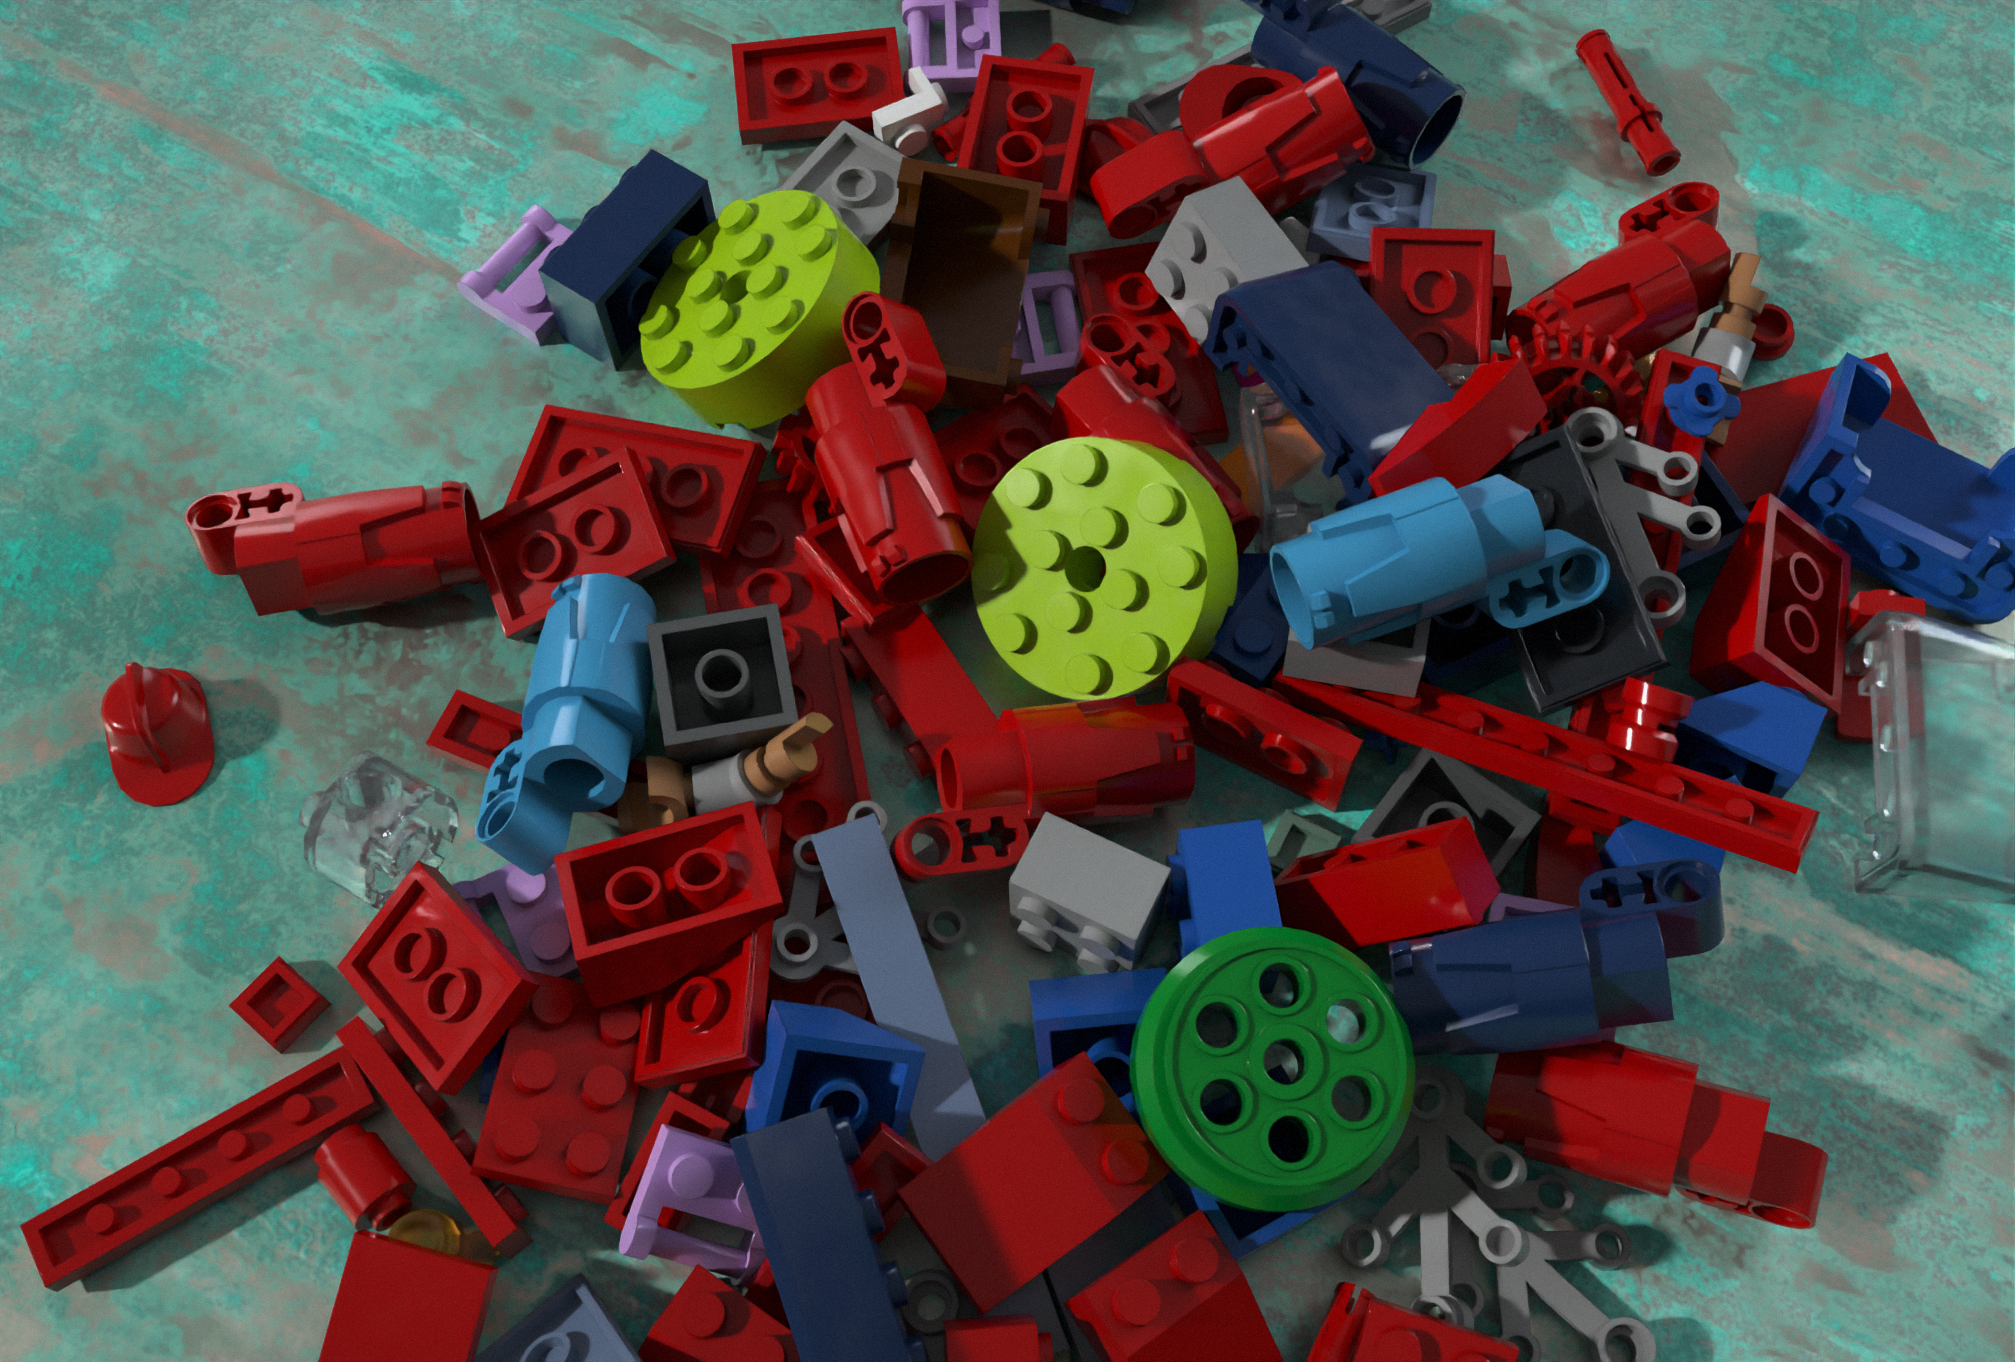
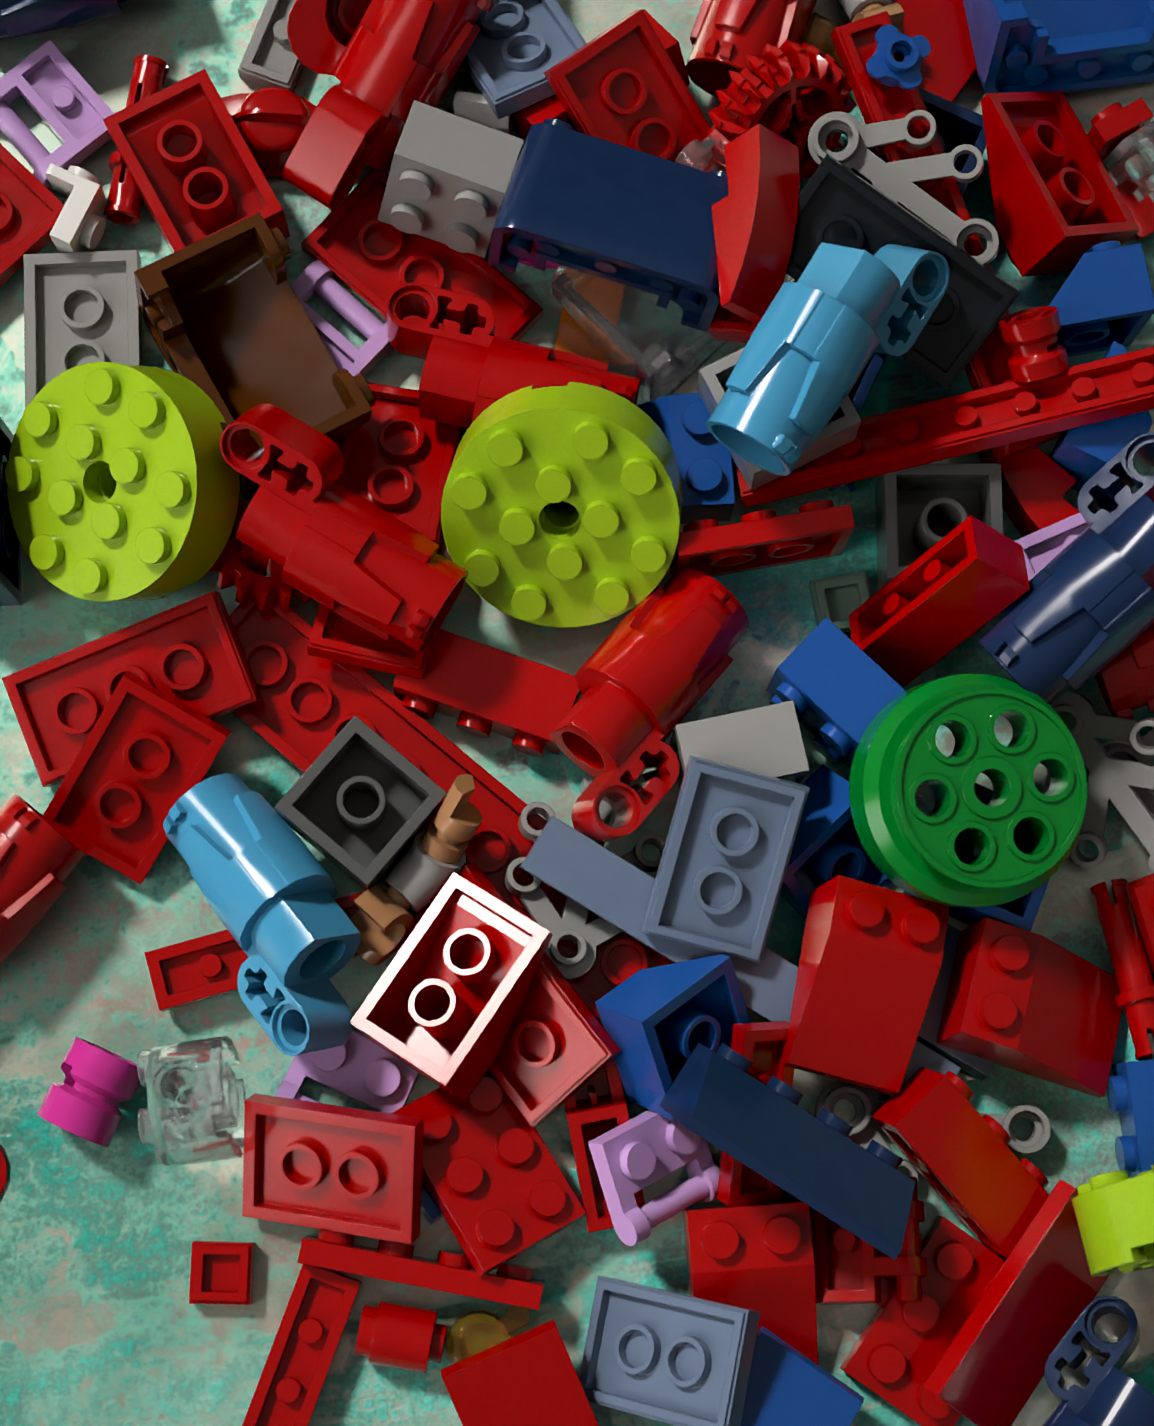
camera: 45 degrees left, 15 degrees up
(300, 767) = (90, 1092): none -> dark pink wheel
(993, 962) = (725, 859): none -> sand blue tile

